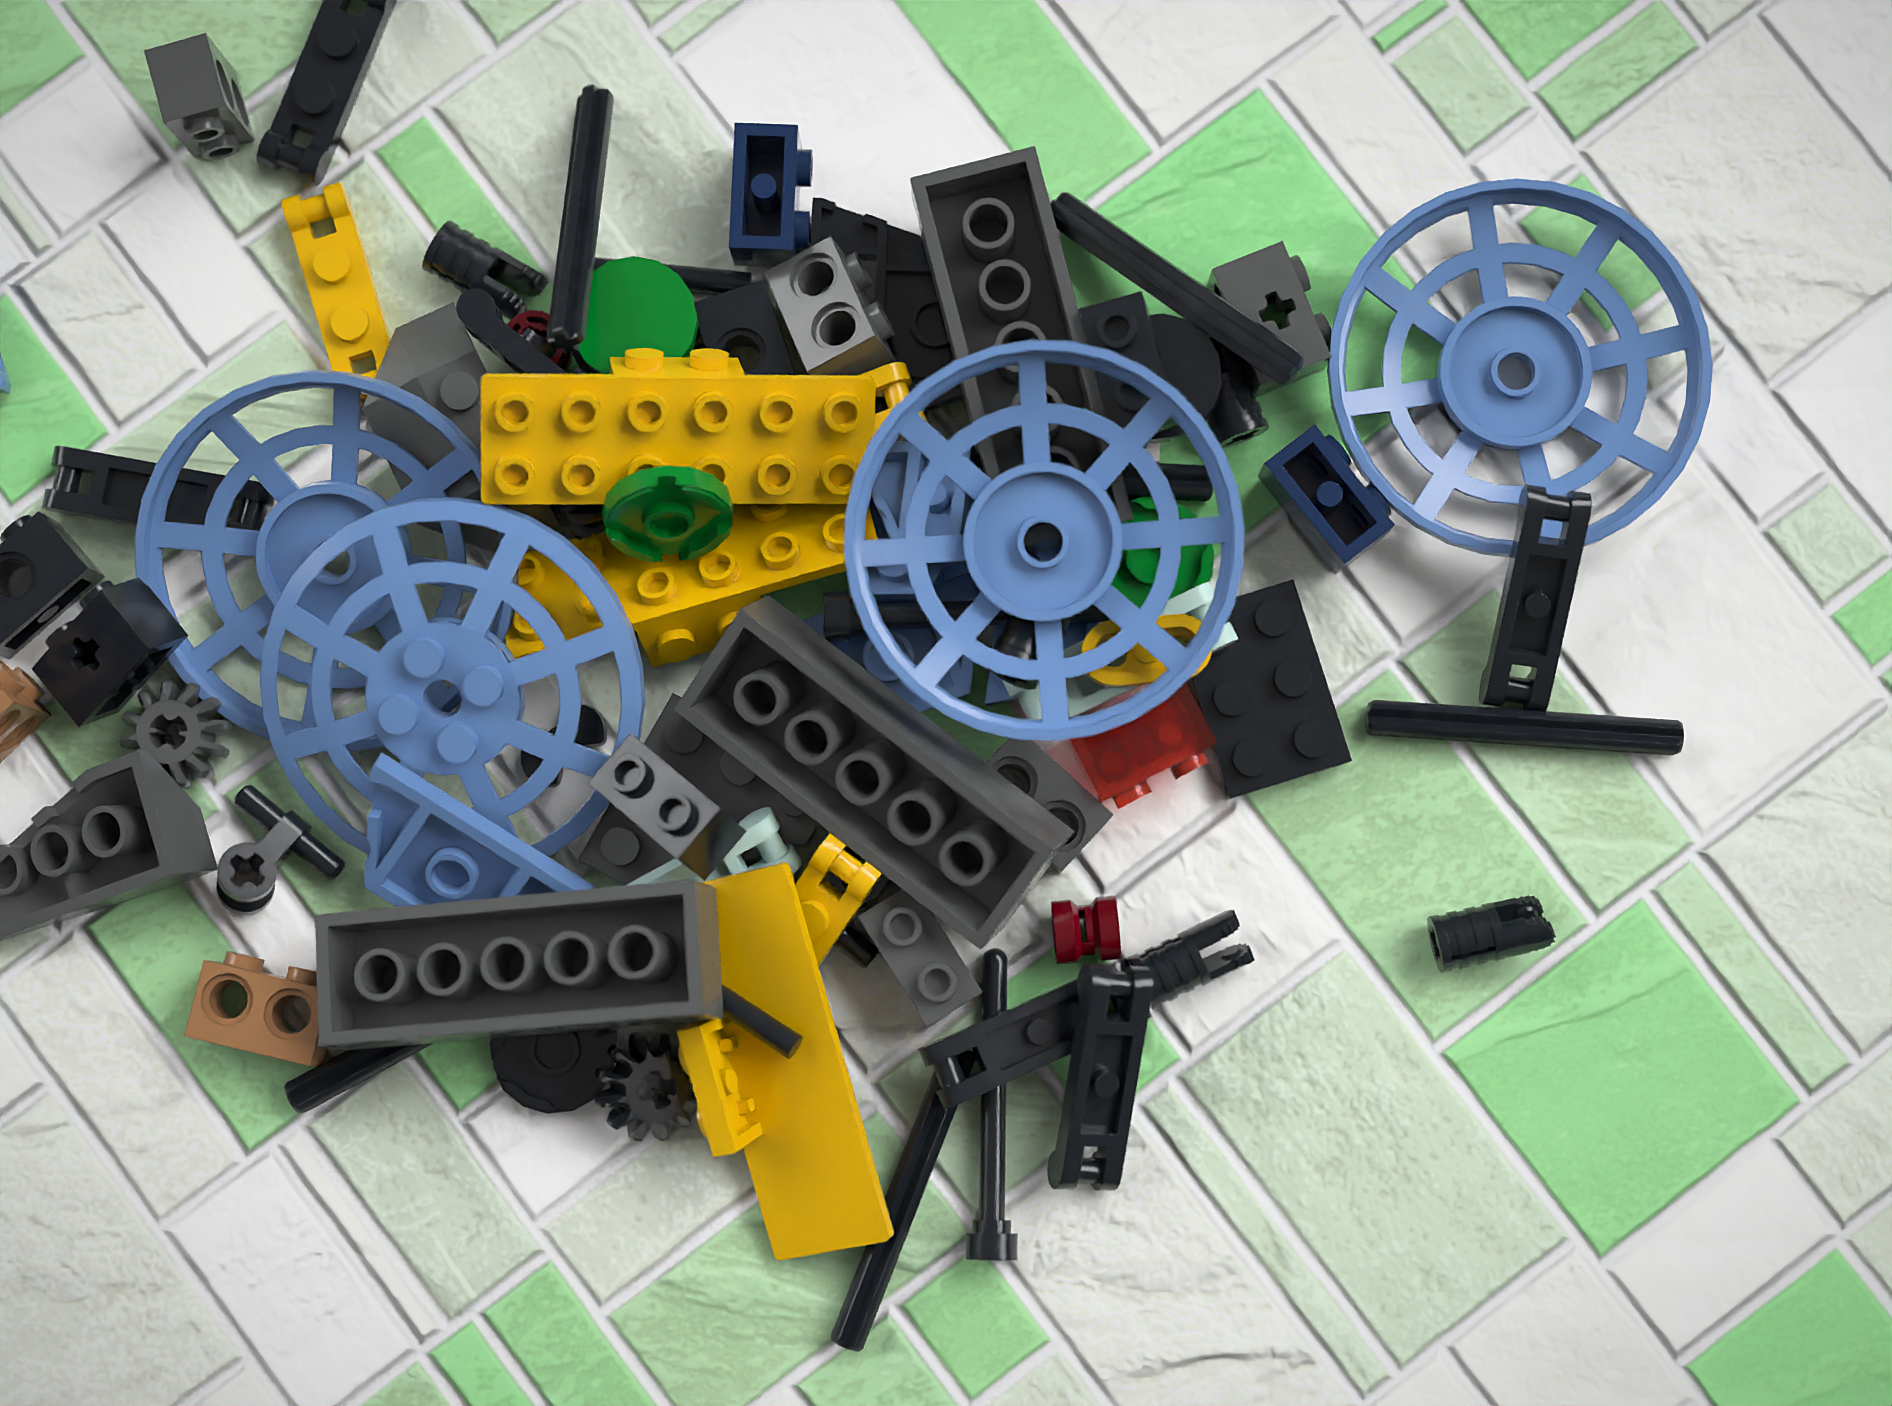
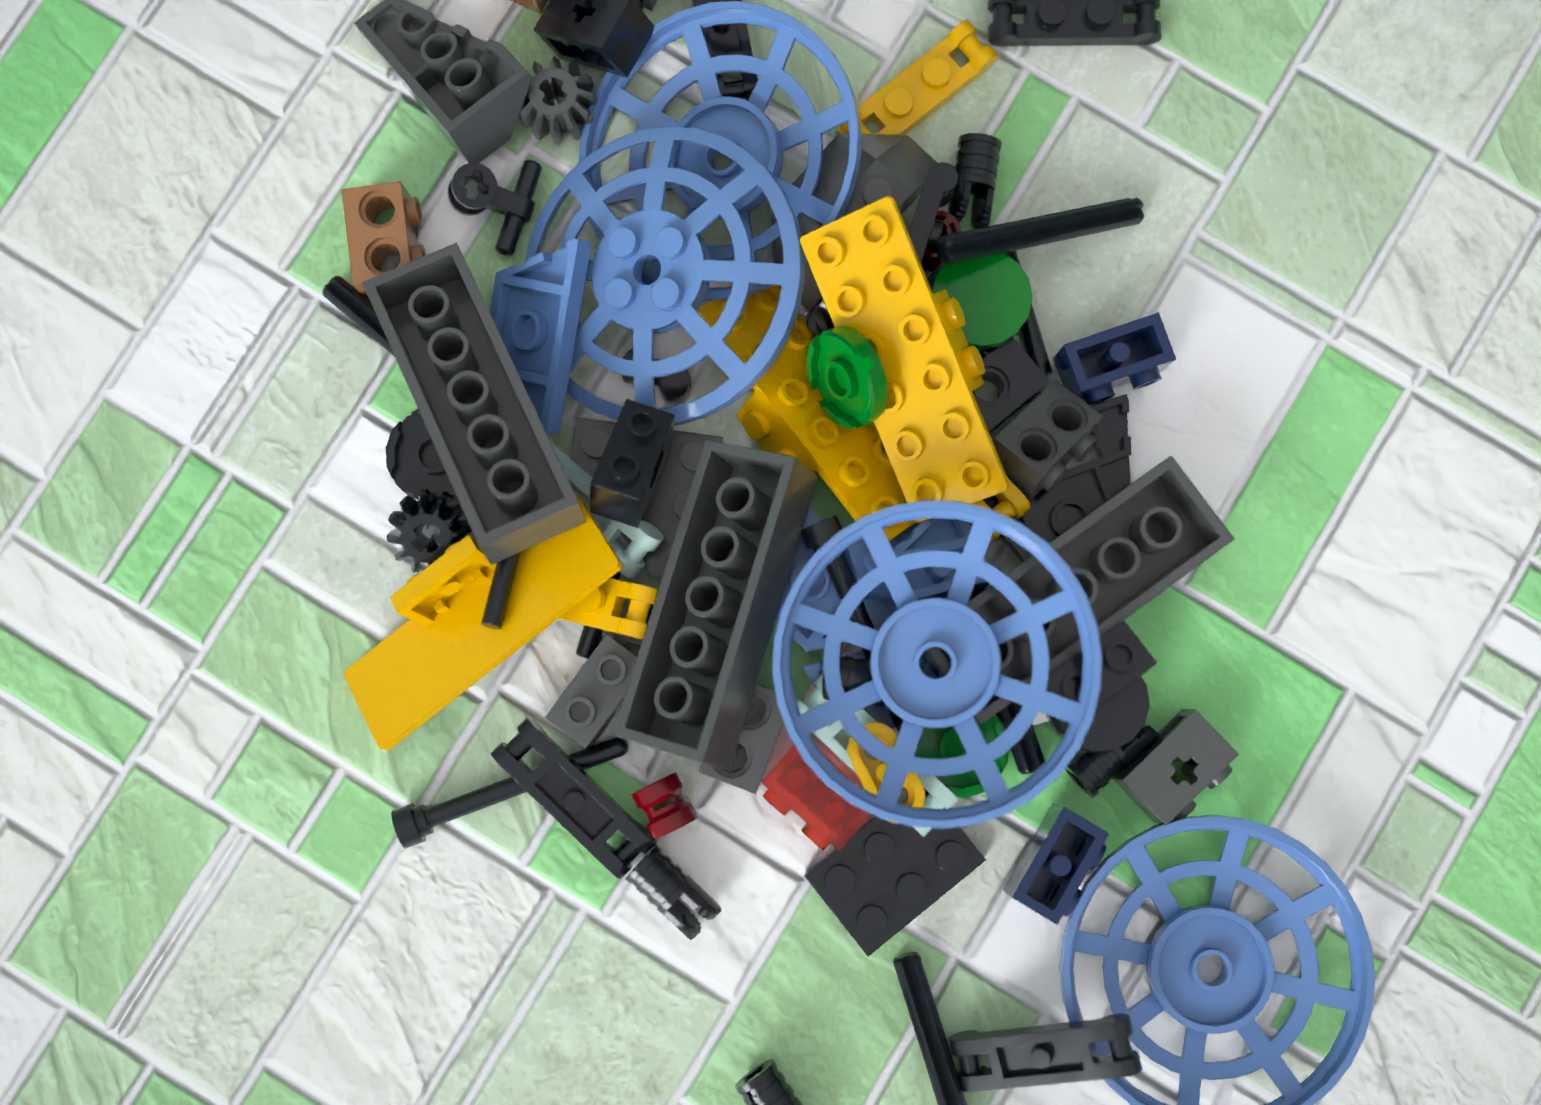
camera: 65 degrees right, 0 degrees up
(902, 1204) = (412, 748): black axle -> none
(1101, 1078) = (558, 860): black plate -> none
(1177, 289) = (1168, 690): black axle -> none

